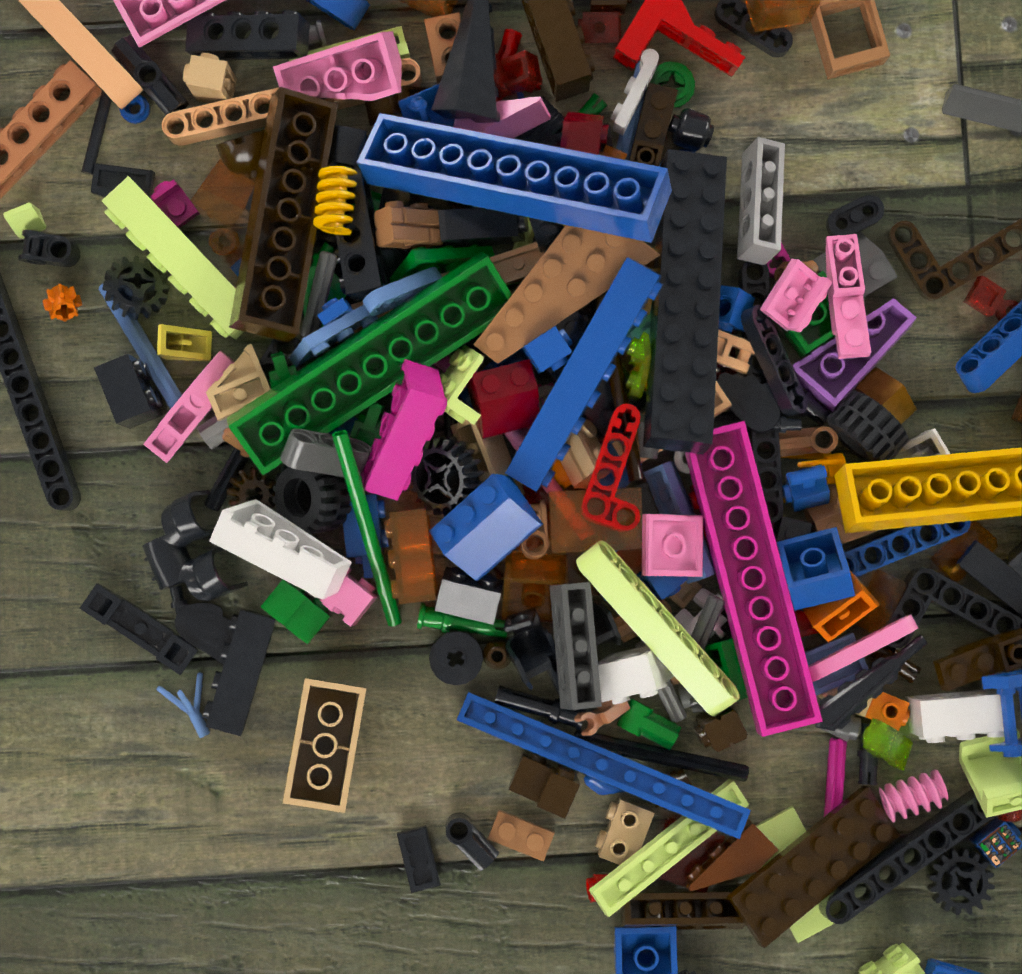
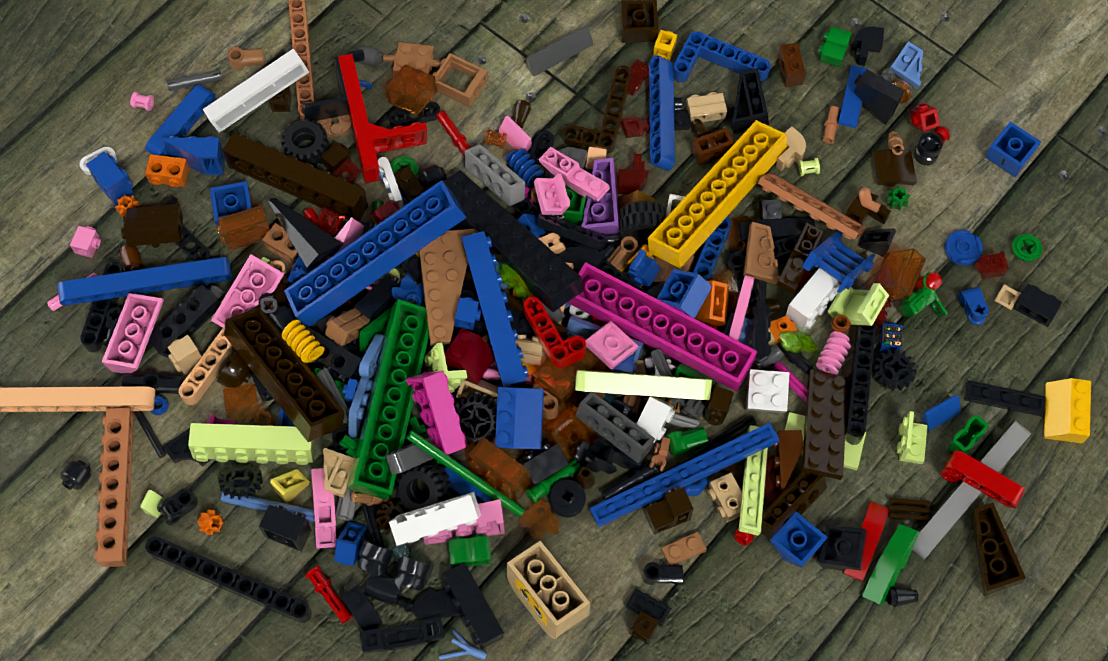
camera: 45 degrees left, 20 degrees down
(112, 494) = (323, 587): none -> red pin
(125, 558) = (361, 609): none -> black slope
(184, 474) = (350, 543): none -> blue slope
(348, 110) = (267, 297): none -> black bush
(390, 877) = (644, 627): none -> dark brown brick
(400, 652) = (538, 523): none -> clear orange plate
(518, 250) = (409, 291): none -> blue plate
(771, 107) = (458, 139): none -> red pin
(792, 765) = (767, 391): none -> white brick
(808, 222) = (524, 166): none -> blue piece
(813, 152) = (495, 138): none -> clear orange bush
(839, 170) = (515, 135): none -> bright pink slope
(877, 147) = (521, 112): none -> dark brown cone
(903, 290) = (595, 154): none -> light nougat slope
(915, 364) = (633, 179): none -> clear red brick
(953, 607) = (760, 255): none -> medium nougat wing
(962, 774) = (840, 324): none -> dark orange cone

